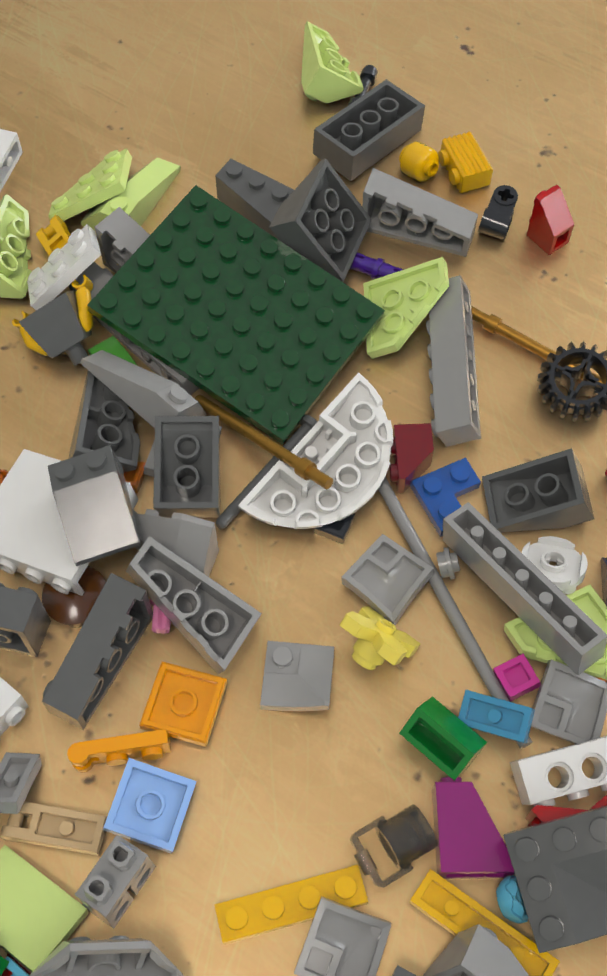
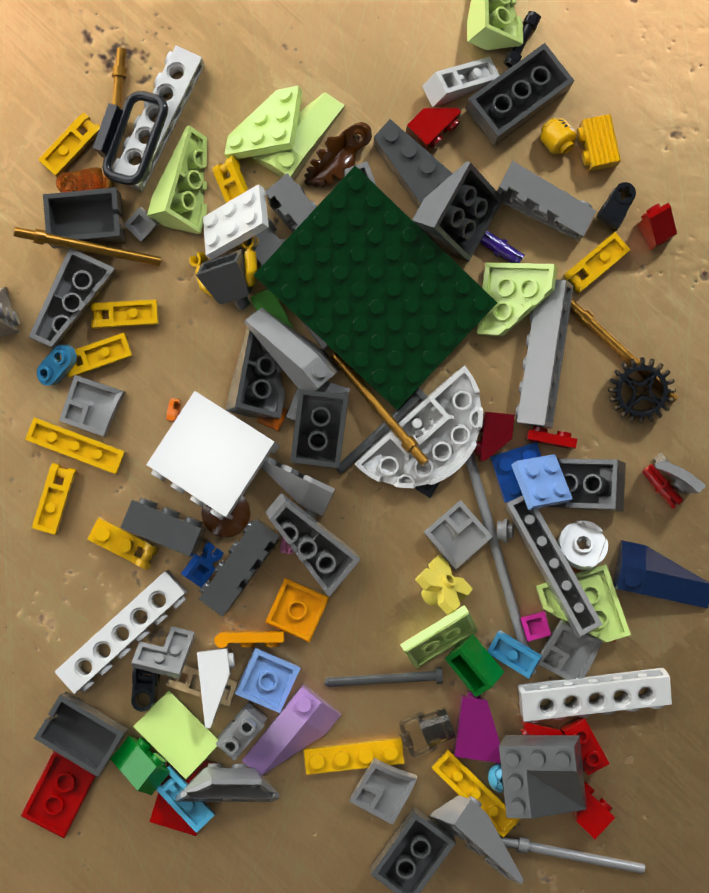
camera: 10 degrees right, 25 degrees up
(43, 663) = (201, 568): none -> blue plate
(70, 807) = (214, 675): none -> white slope
(94, 505) = (247, 462): slope -> none
(173, 196) = (338, 155): none -> reddish brown plant
(200, 869) = (295, 727): none -> lavender wedge
(283, 163) = (432, 124): none -> red slope
(294, 128) = (459, 81): none -> white slope
(297, 677) = (380, 601): light grey plate -> none
(318, 782) = (386, 678): none -> dark grey bar
(385, 704) = (439, 637): none -> yellowish green tile
(482, 491) = (541, 481): none -> light blue plate
(483, 450) = (562, 439): none -> red plate
(493, 268) = (597, 262): none -> yellow plate

